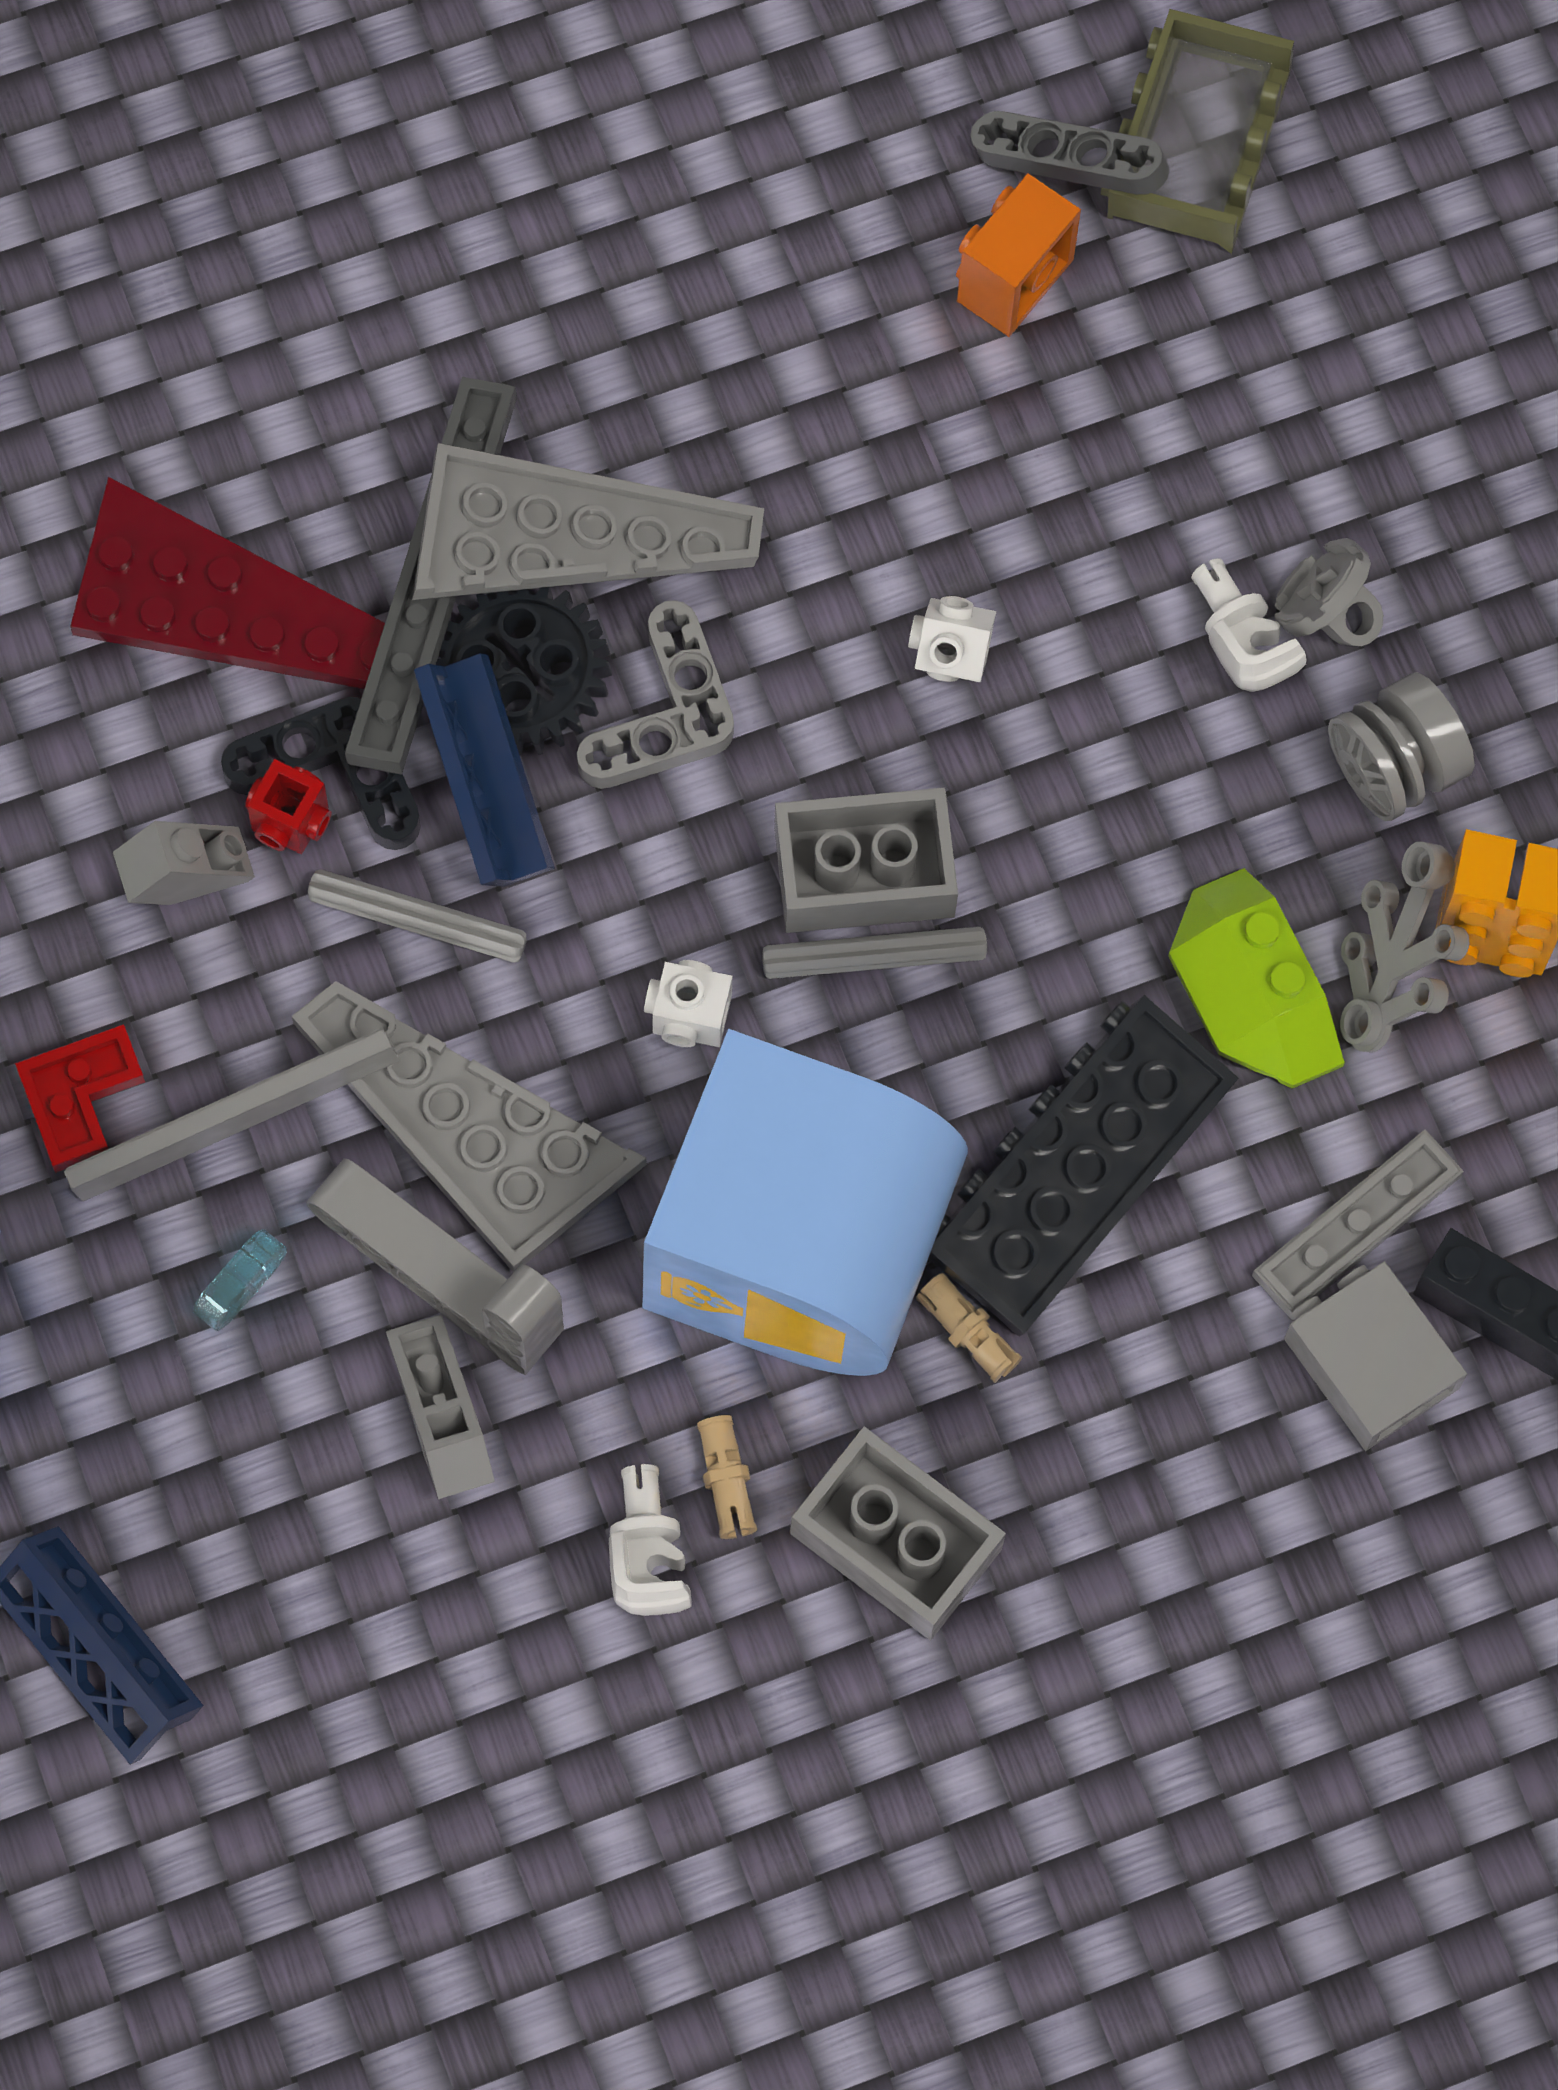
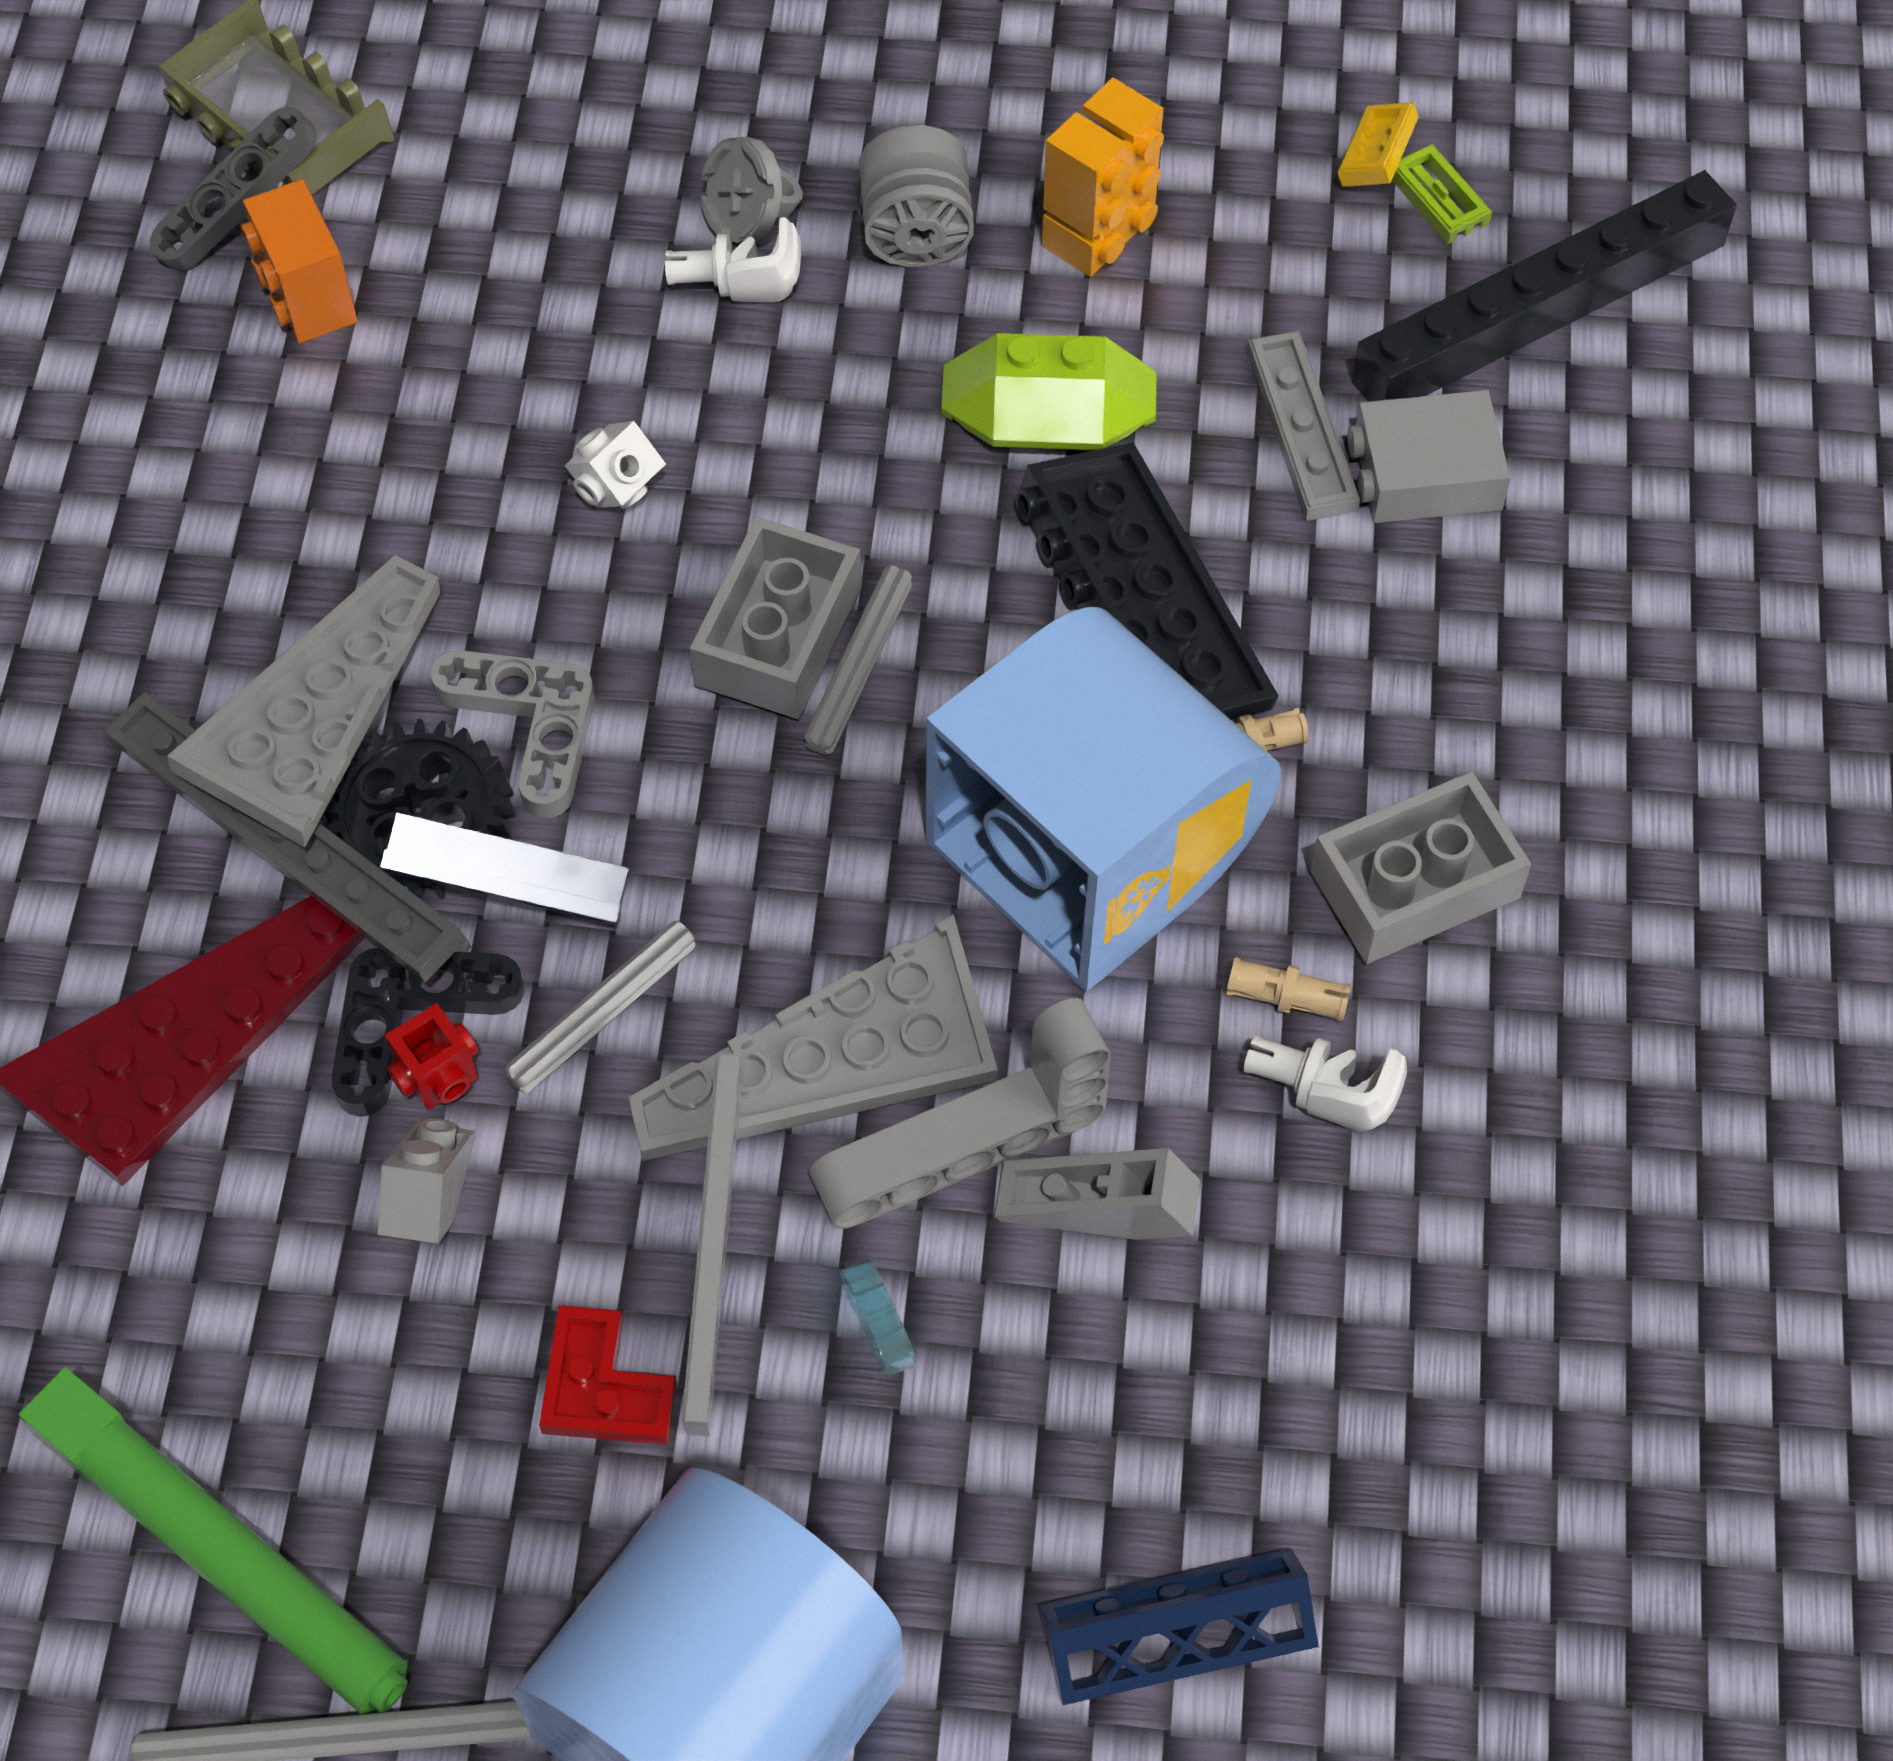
camera: 60 degrees left, 10 degrees down
(689, 1004) = (829, 811): white brick -> none
(1373, 1012) = (1099, 276): light grey plant -> none

